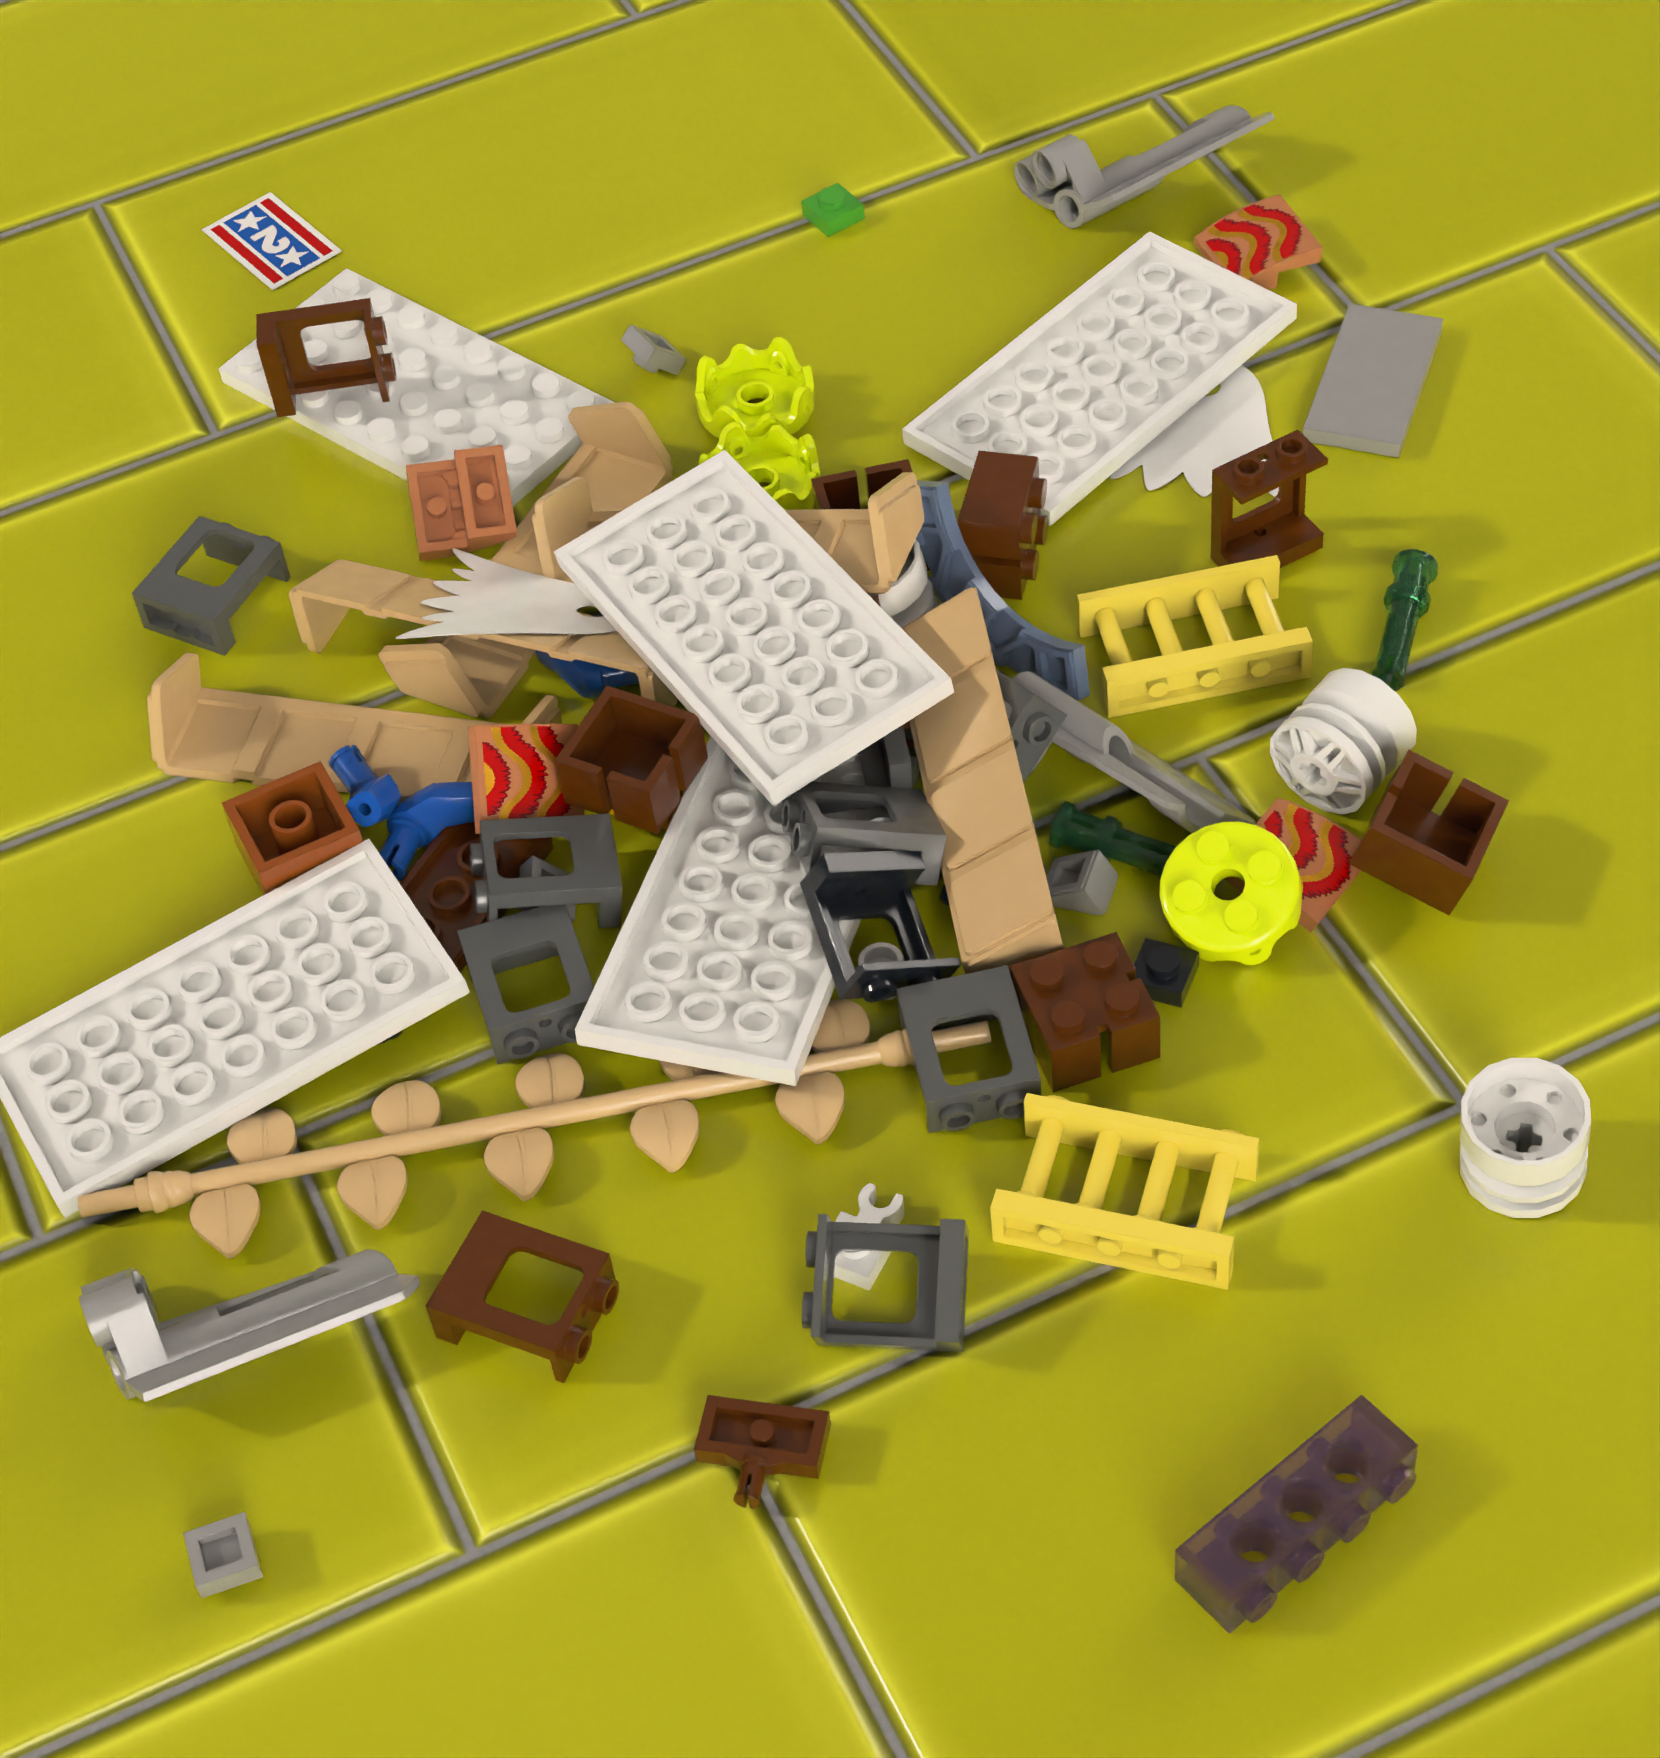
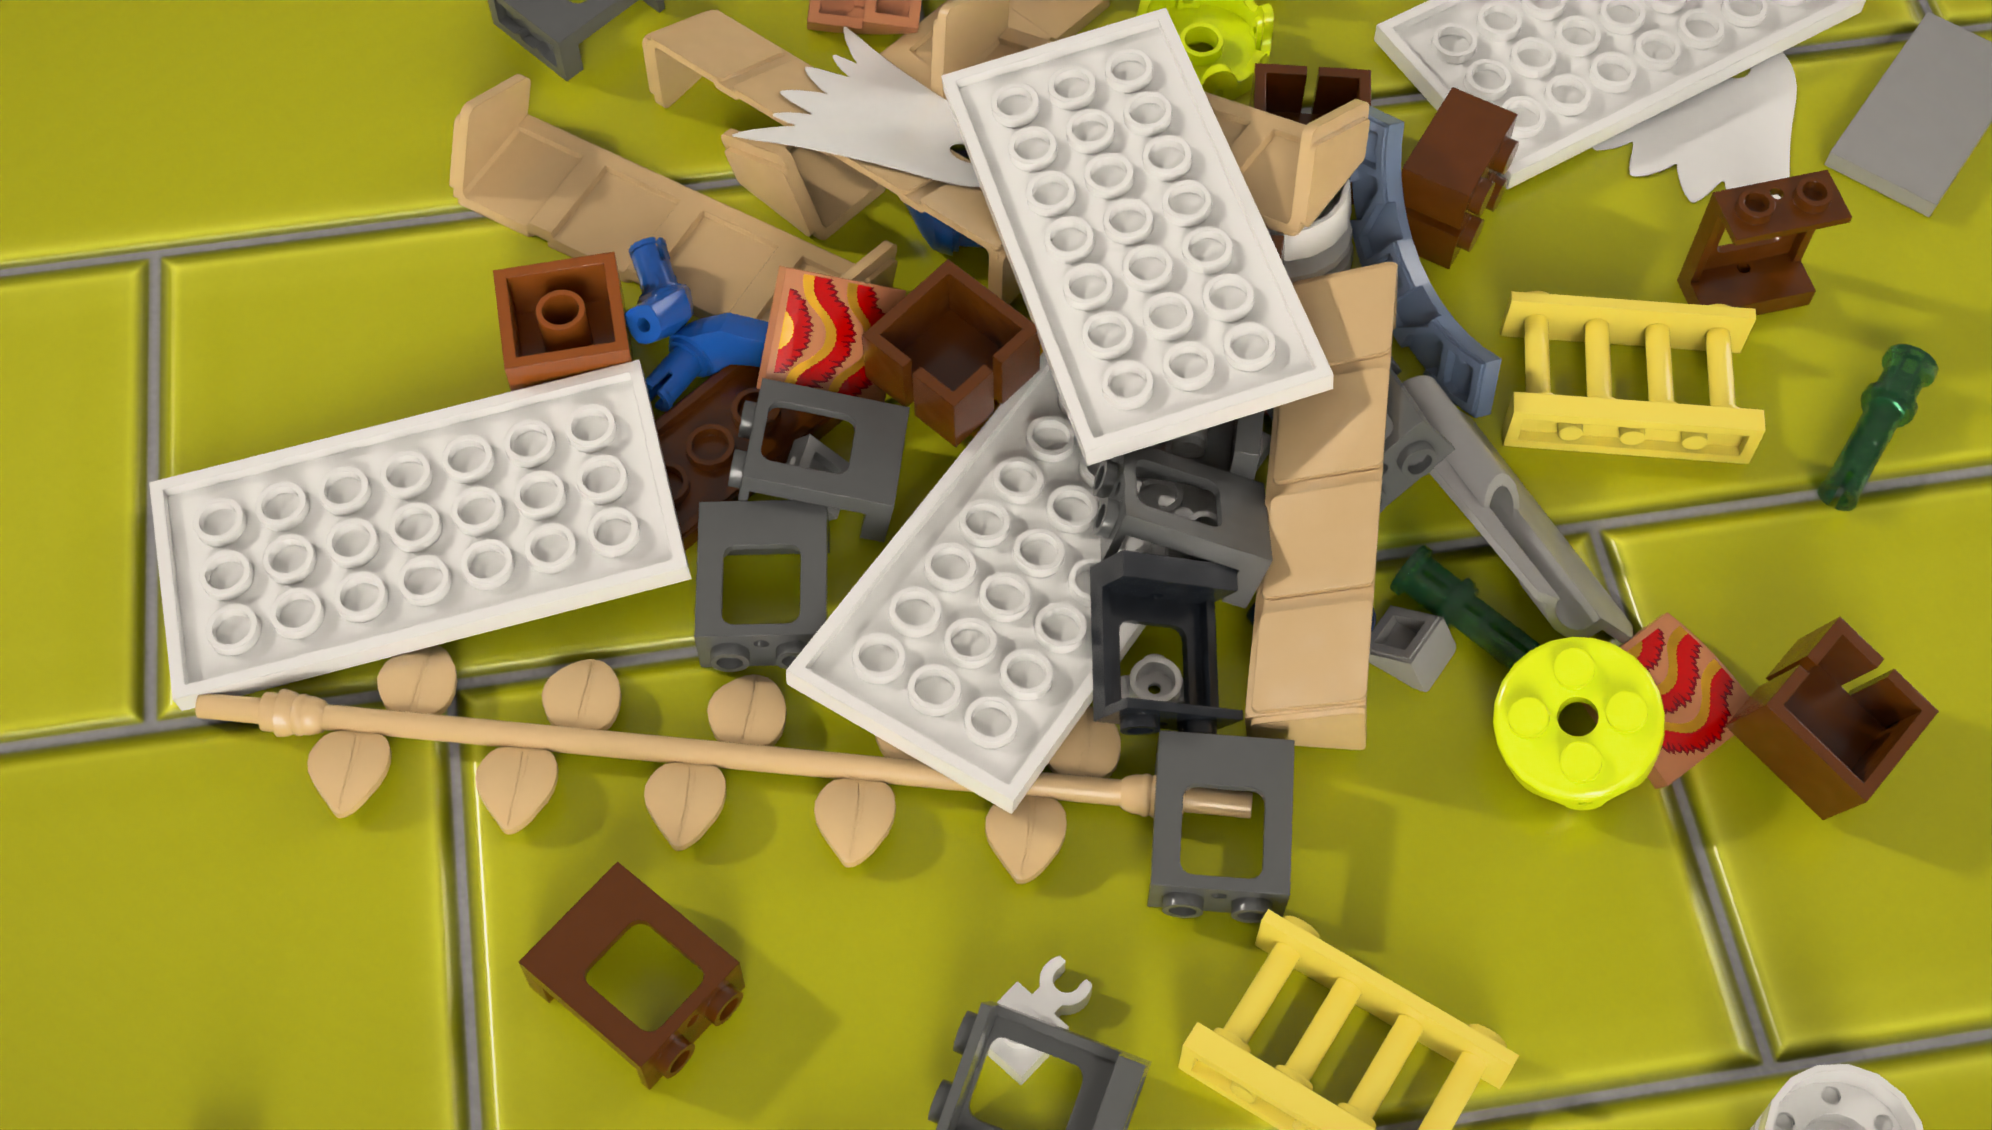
camera: 10 degrees right, 10 degrees up
(168, 1355) = (308, 920): light grey panel -> none
(1076, 996) = (1363, 805): reddish brown piece -> none
(1166, 971) = (1471, 790): black plate -> none
(1343, 740) = (1765, 569): white wheel -> none

